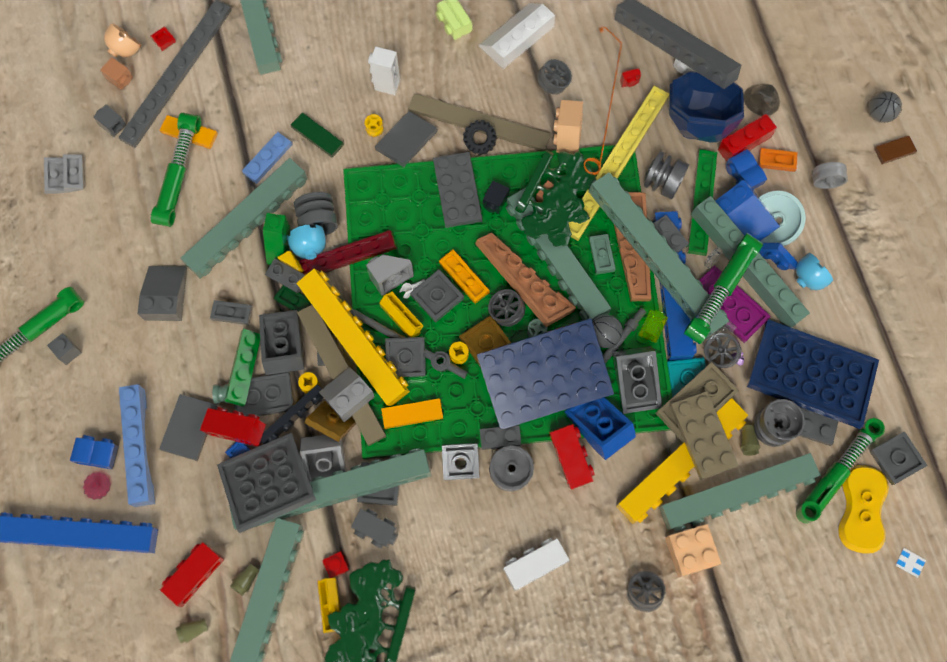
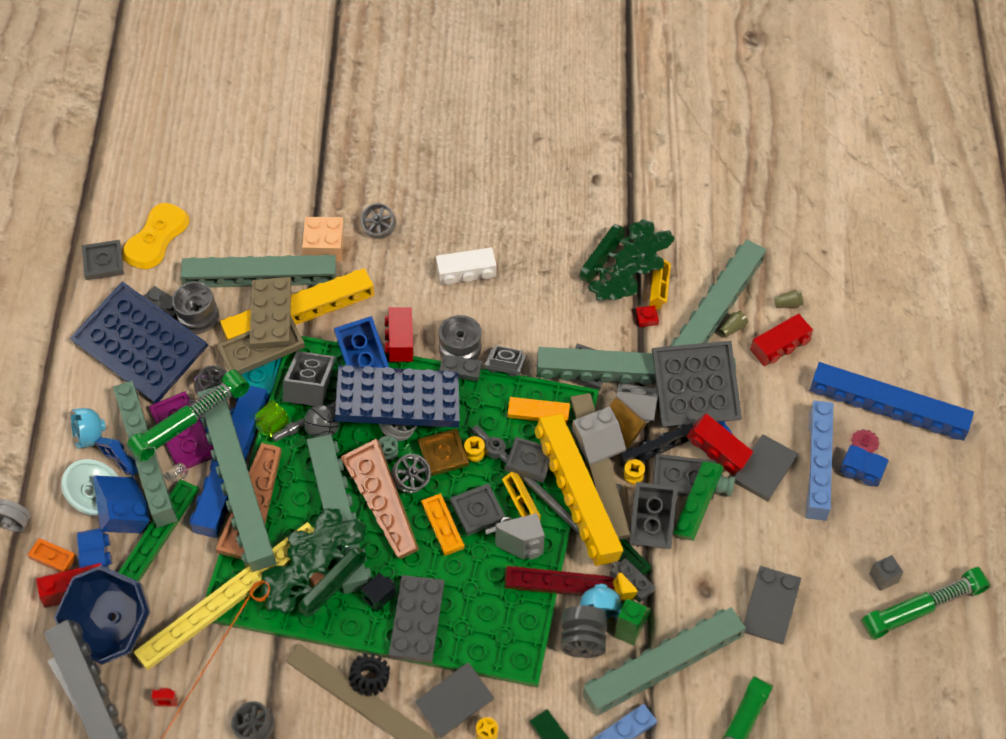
camera: 165 degrees left, 15 degrees down
(231, 312) = (700, 563): dark grey plate -> none
(380, 531) = (603, 328): dark grey brick -> none
(568, 126) = (265, 644): light nougat brick -> none
(602, 254) = (290, 502): sand green plate -> none
(665, 175) = (183, 564): flat silver wheel -> none
(672, 235) = (212, 498): dark grey plate -> none
(749, 441) = (229, 306): olive cone -> none
(762, 99) = (27, 633): clear smoke hat -> none
(839, 472) = (204, 242): green piece -> none
(910, 562) = (140, 189): white sticker -> none

